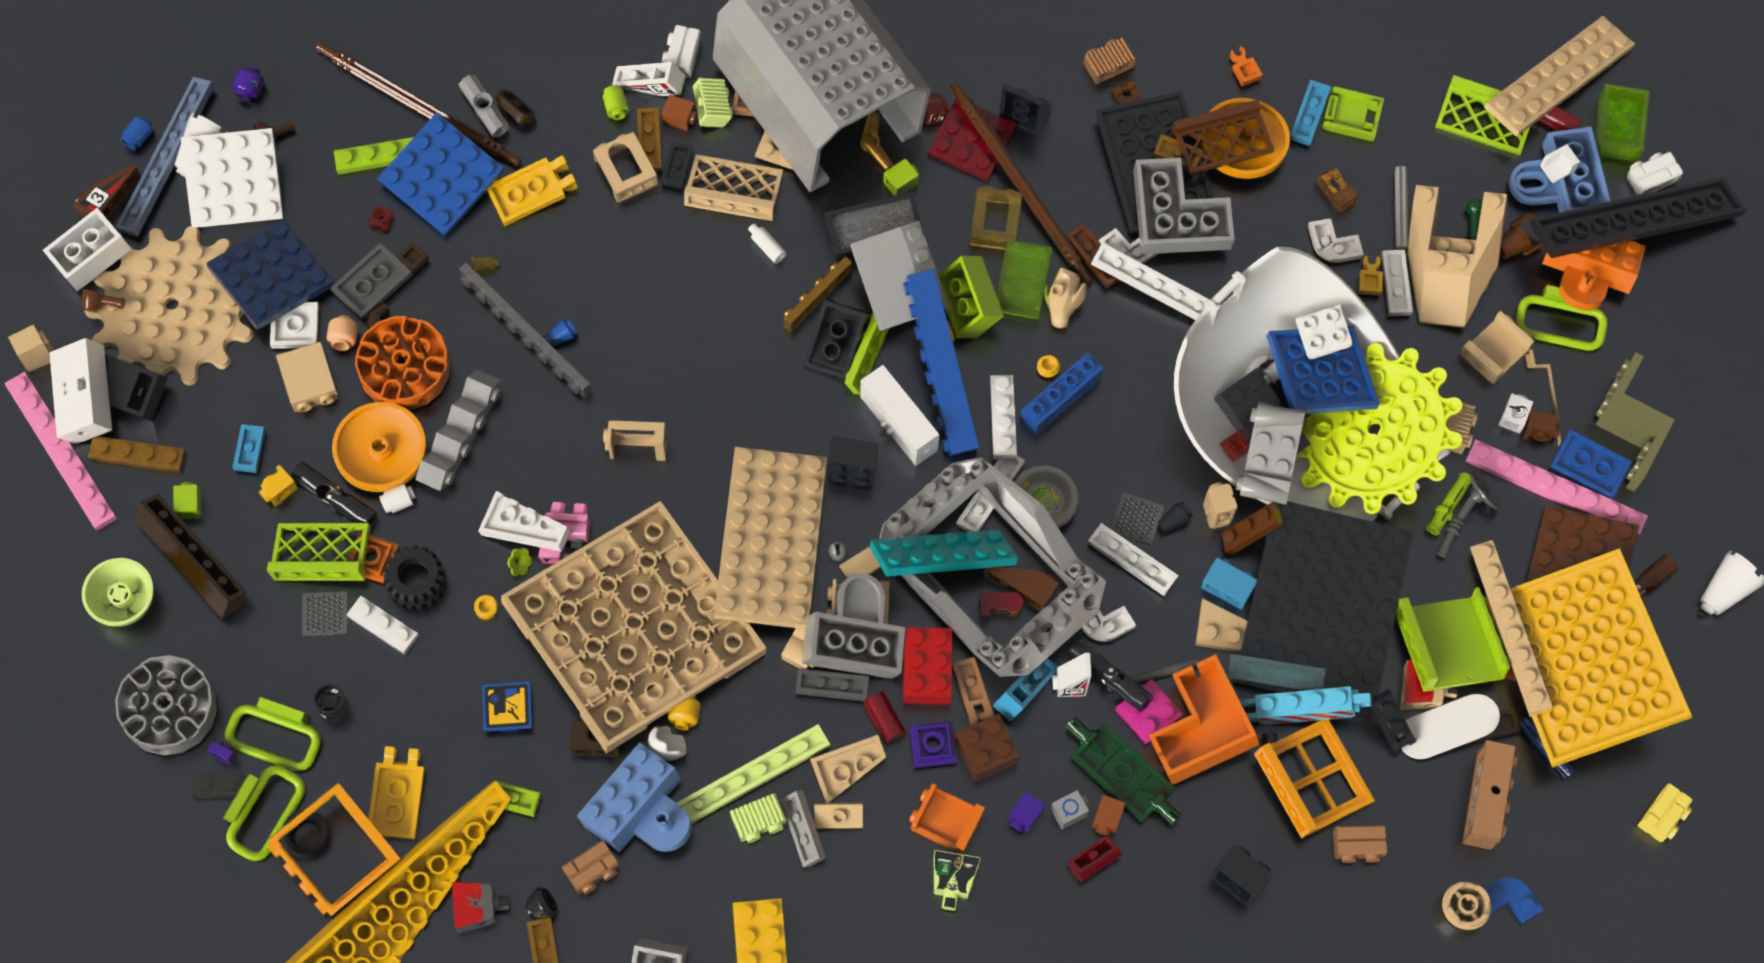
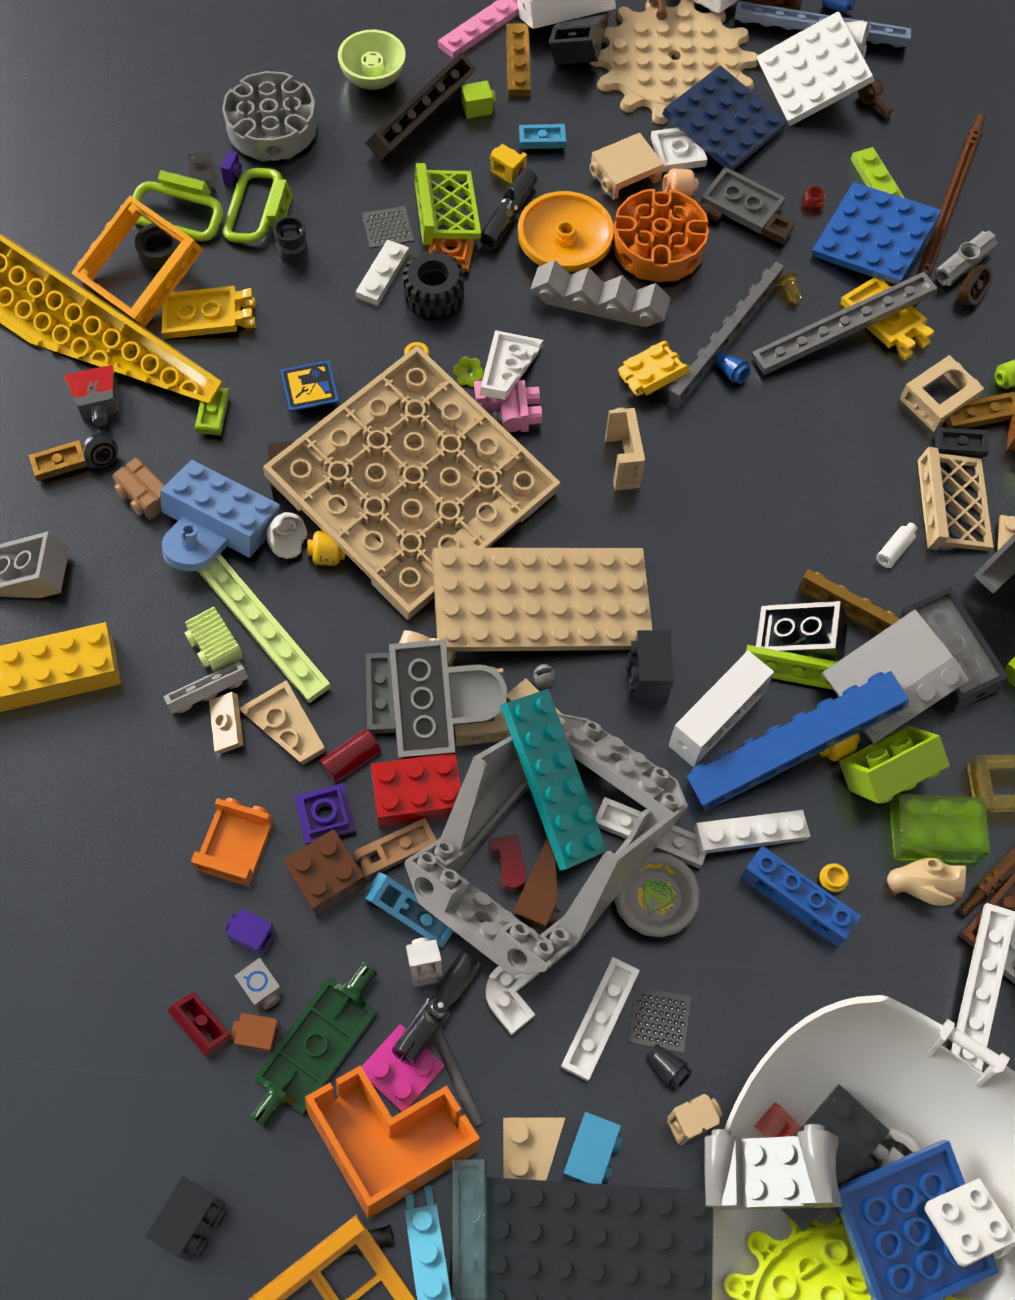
camera: 80 degrees right, 5 degrees down
(248, 83) = (920, 69): dark purple head -> none
(397, 498) = (516, 259): white brick -> none
(538, 227) = (844, 323): none -> flat silver plate
(552, 401) = (652, 369): none -> yellow plate
(953, 876) = (162, 859): black torso -> none
(1252, 528) = (668, 1168): reddish brown plate -> none

